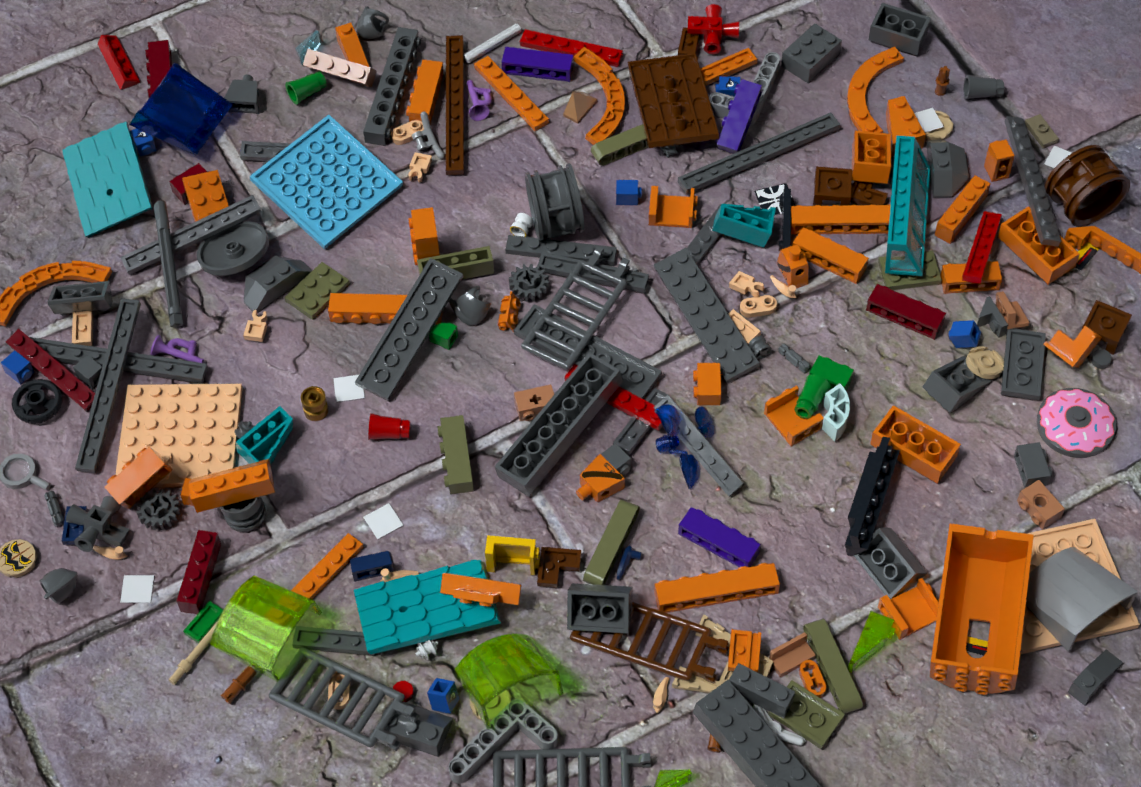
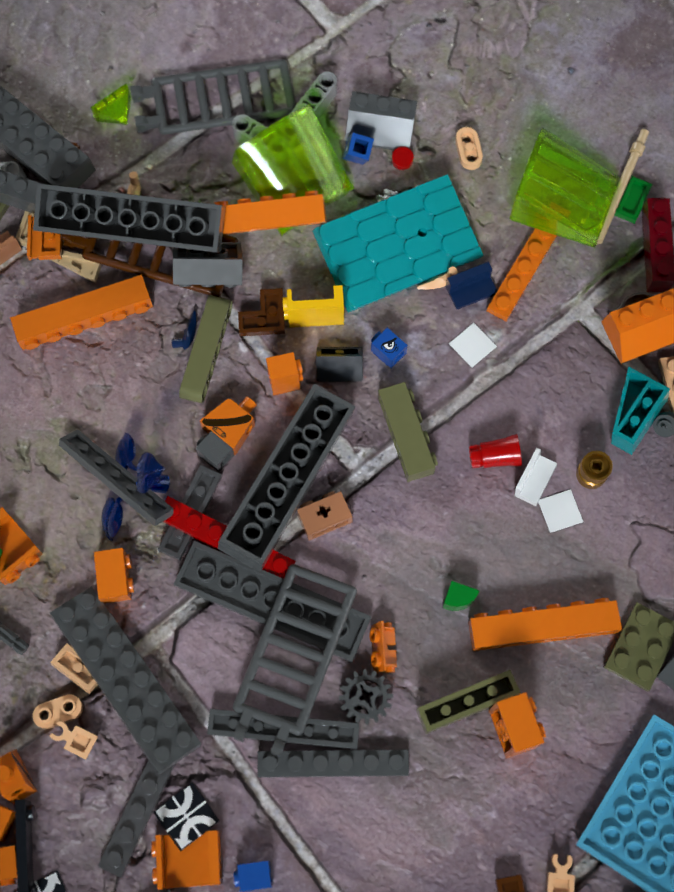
camera: 170 degrees right, 15 degrees up
(238, 684) = (575, 136): dark orange axle -> none
(322, 718) = (386, 106): dark grey bar -> none
(330, 640) = (487, 196): dark grey plate -> none
(361, 409) = (535, 478): none -> white panel
(409, 329) = (502, 590): dark grey plate -> none
(455, 521) = (388, 347): none -> blue brick
(469, 307) = (441, 645): dark grey piece -> none
(480, 590) = (341, 247): orange bracket -> none
(499, 518) = (339, 364): none -> black panel
(521, 225) = (393, 792): white wheel -> none
(547, 505) = (284, 373): none -> orange brick
(548, 631) = (274, 214): none -> orange brick
(554, 202) = (351, 814): dark grey wheel -> none
(662, 629) = (129, 218): none -> dark grey brick
(670, 234) = (186, 816): none -> sticker
(718, 538) = (84, 371): dark purple brick -> none
(745, 224) = (75, 835): teal wedge -> none
(759, 347) = (51, 640): dark grey wheel -> none
(786, 290) = (25, 747): light nougat bar -> none

